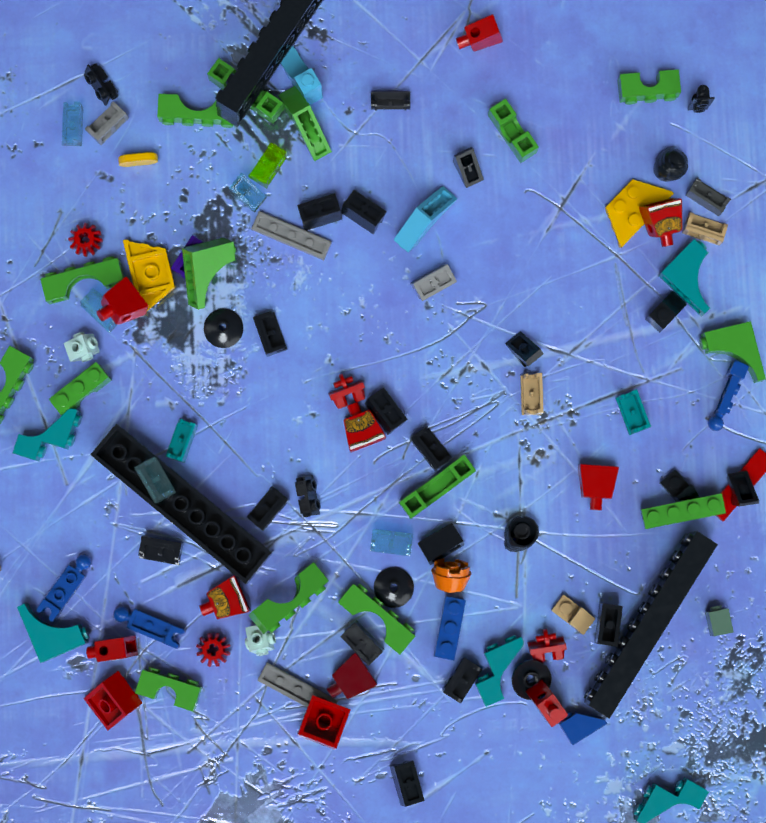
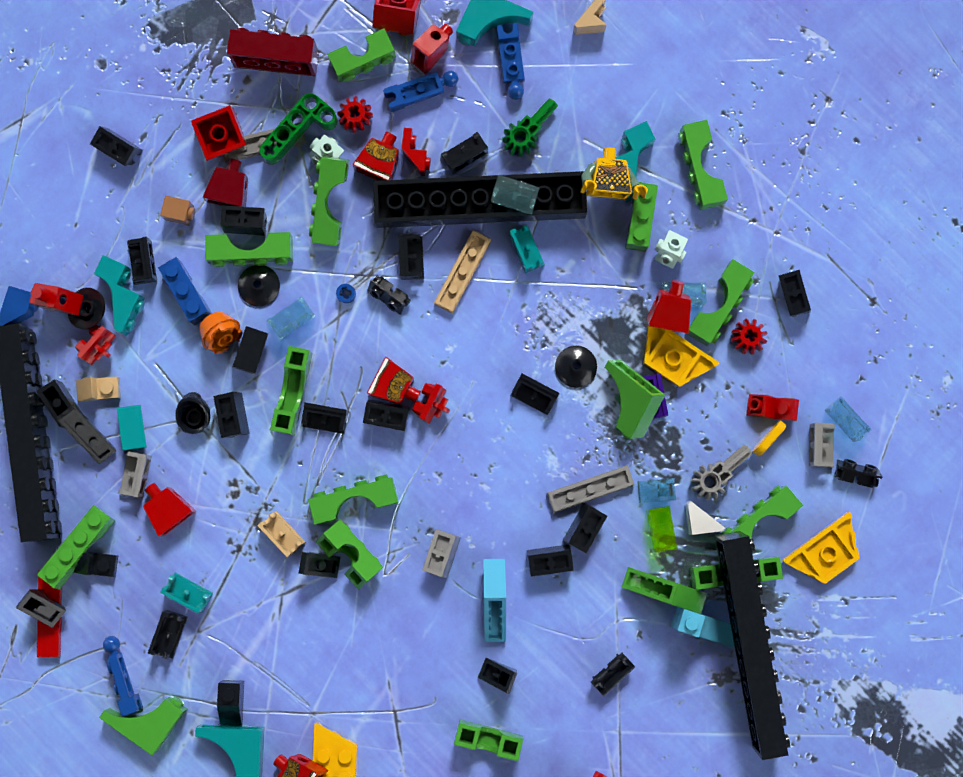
camera: 140 degrees right, 0 degrees up
(26, 240) = (794, 293): none -> black hinge
(77, 431) = (611, 178): none -> torso
(99, 525) = (528, 128): none -> green gear
(115, 178) = (772, 408): none -> red slope
(171, 51) = (827, 551): none -> yellow wing
(193, 166) = (719, 472): none -> light grey gear
(198, 575) = (417, 158): none -> red slope
(231, 748) = (273, 52): none -> dark red brick
(238, 146) = (699, 521): none -> white slope
(240, 466) = (462, 271): none -> tan tile
(268, 675) = (296, 131): none -> green beam
(343, 524) = (351, 298): none -> blue bush
(403, 693) = (177, 210): none -> medium nougat brick
(438, 362) = (327, 506): none -> bright green arch
(494, 321) = (341, 539): none -> bright green arch
(494, 508) = (231, 414): none -> black hinge
(573, 563) = (131, 428): none -> teal hinge
(599, 528) = (135, 474): none -> light grey hinge
(608, 585) = (86, 433): none -> black tile
(670, 395) = (167, 634): none -> black hinge

